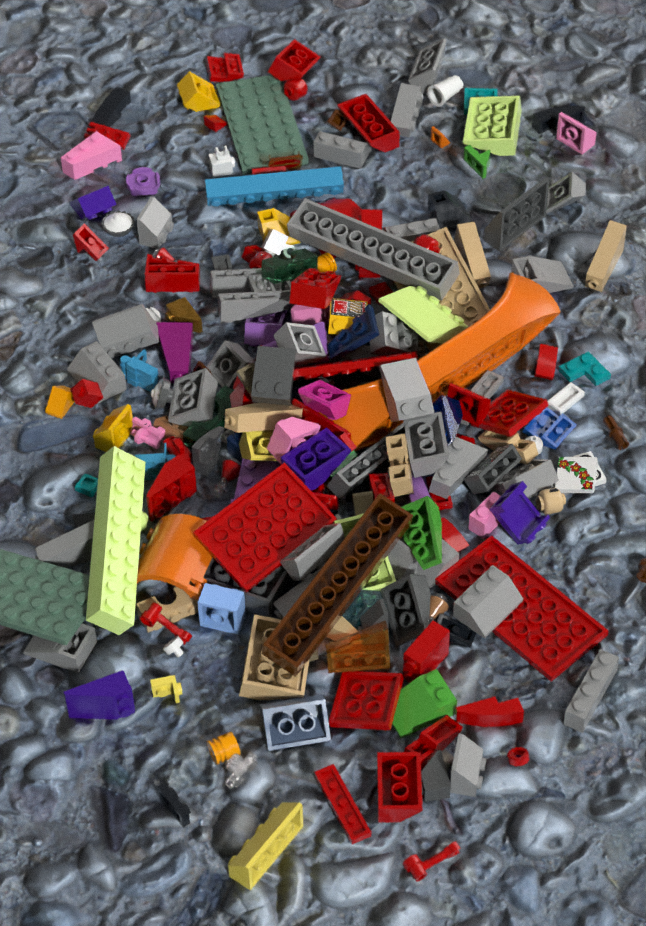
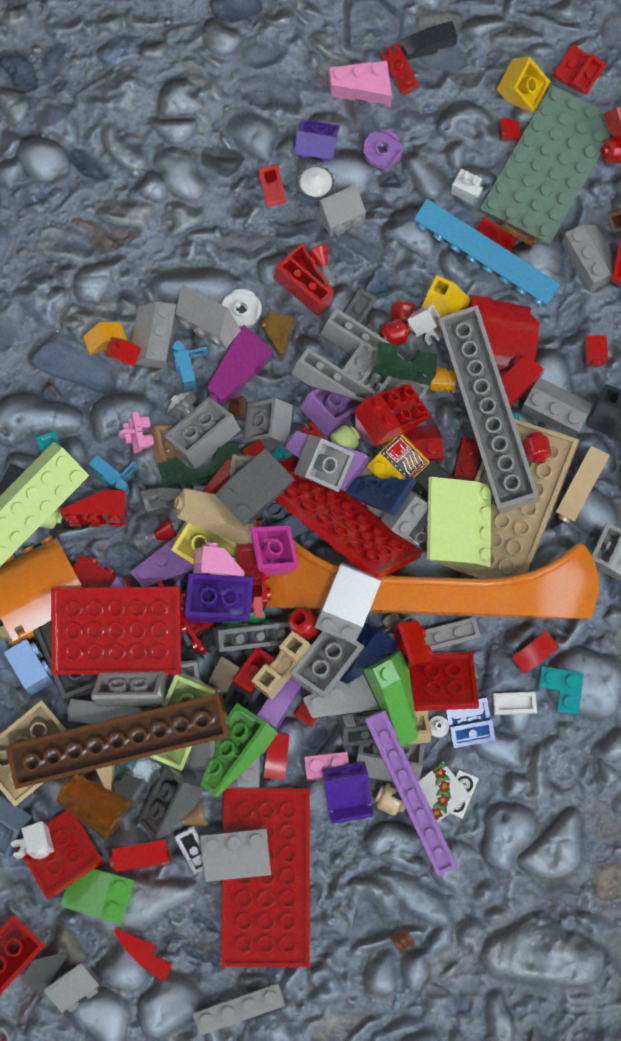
camera: 40 degrees right, 25 degrees up
(114, 429) = (111, 408): yellow slope -> none
(176, 446) = (145, 473): red piece -> none
(342, 700) = (36, 841): none -> white brick
(385, 428) = (302, 623): none -> red head
(400, 190) = (595, 350): none -> red brick
(435, 738) = (76, 936): red slope -> none
(486, 427) = (393, 692): none -> bright green wedge
(518, 756) = (126, 1011): red tile -> none
(560, 478) = (411, 792): none -> medium lavender plate
(615, 432) = (519, 778): reddish brown axle -> none

